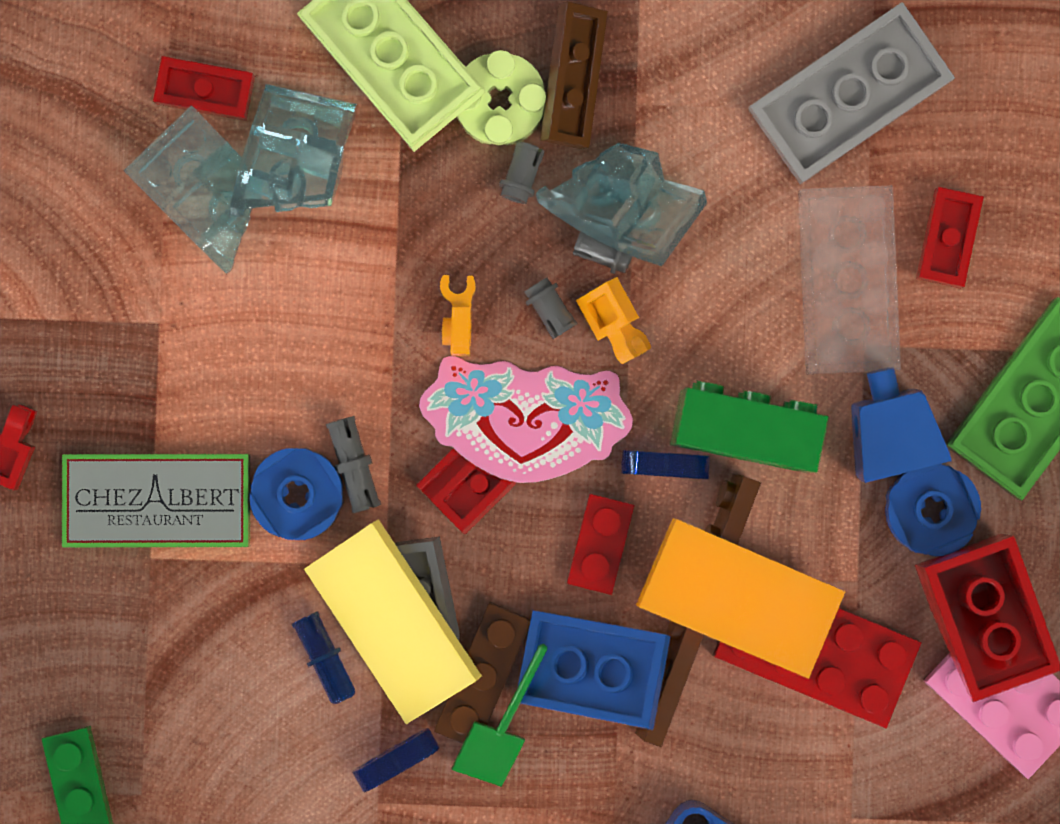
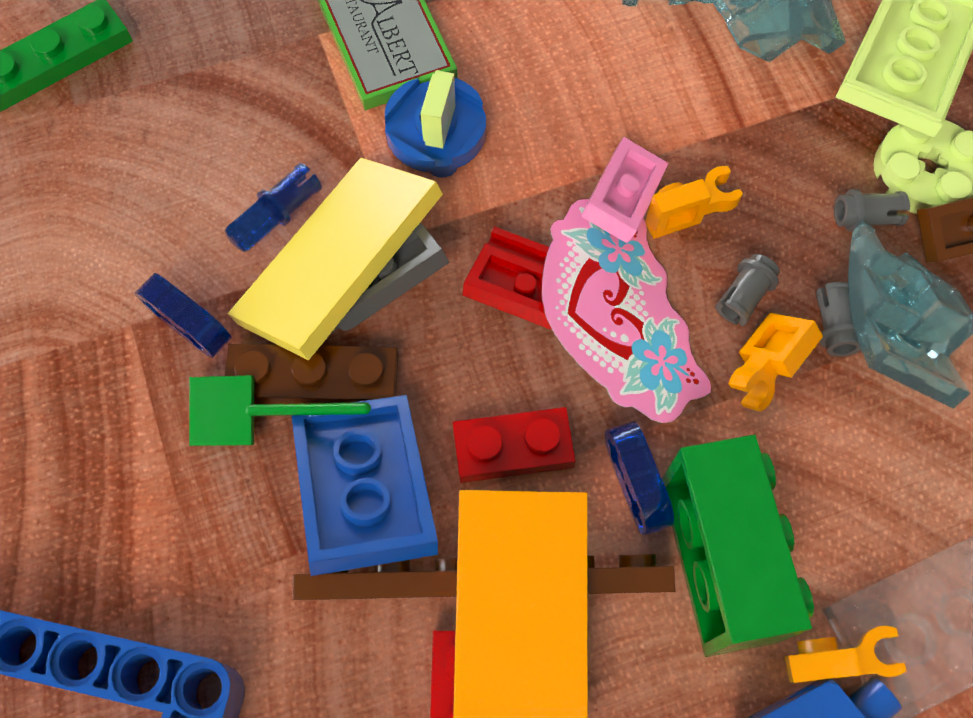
camera: 70 degrees right, 20 degrees down
(302, 493) = (438, 108): none -> yellowish green tile
(353, 464) = (489, 162): dark grey pin -> none
(428, 366) = (625, 190): none -> bright pink plate
(844, 399) = (822, 660): none -> light orange plate

